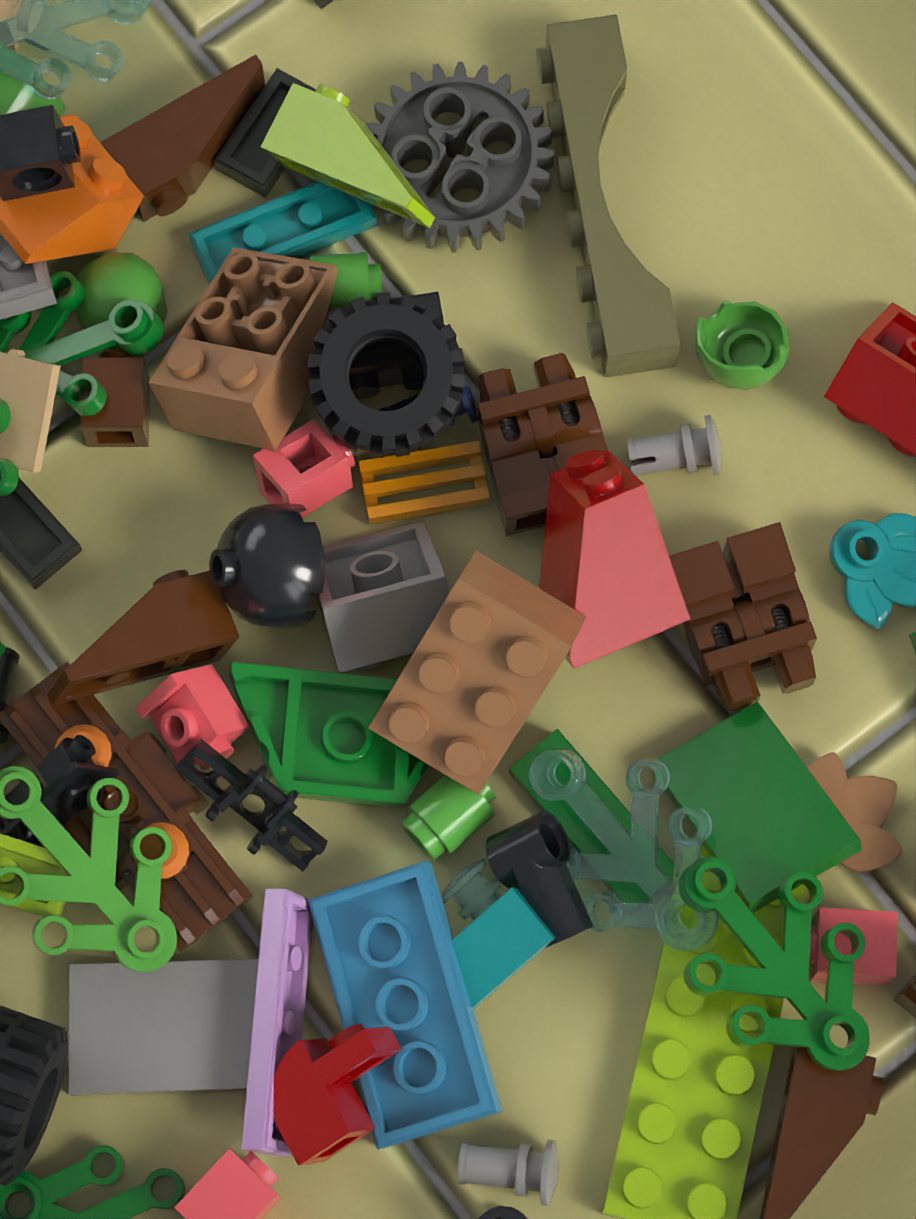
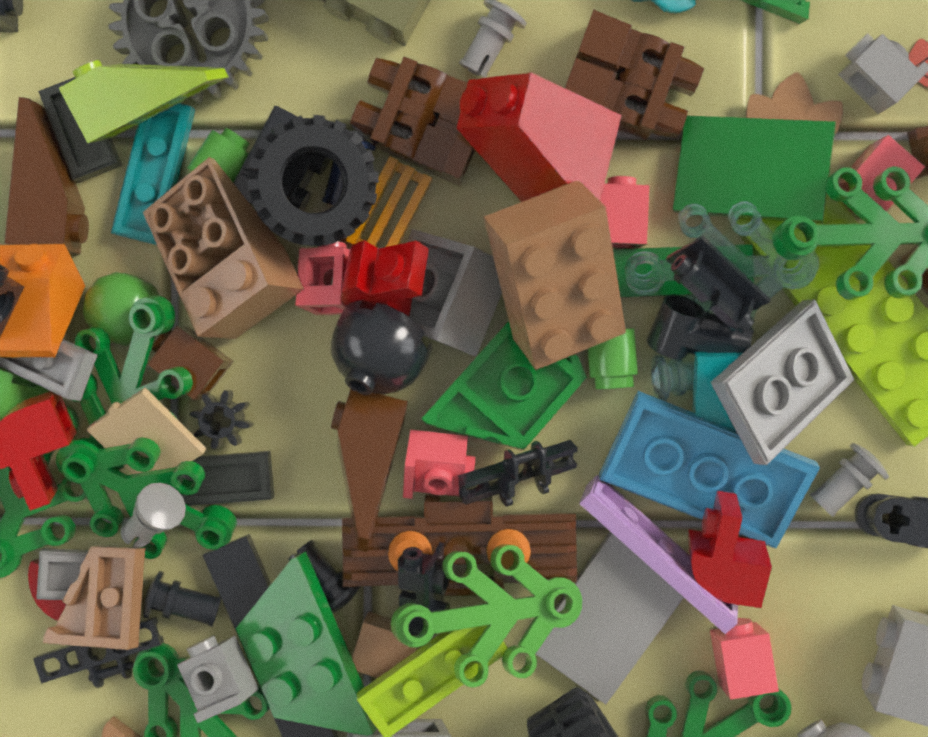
camera: 45 degrees left, 15 degrees up
(77, 455) = (211, 427): none -> black gear
(348, 513) = (385, 275): none -> red brick
(557, 1001) = (783, 381): none -> light grey tile
(601, 710) = (626, 211): none -> coral brick
(602, 819) = (716, 278): none -> black hinge

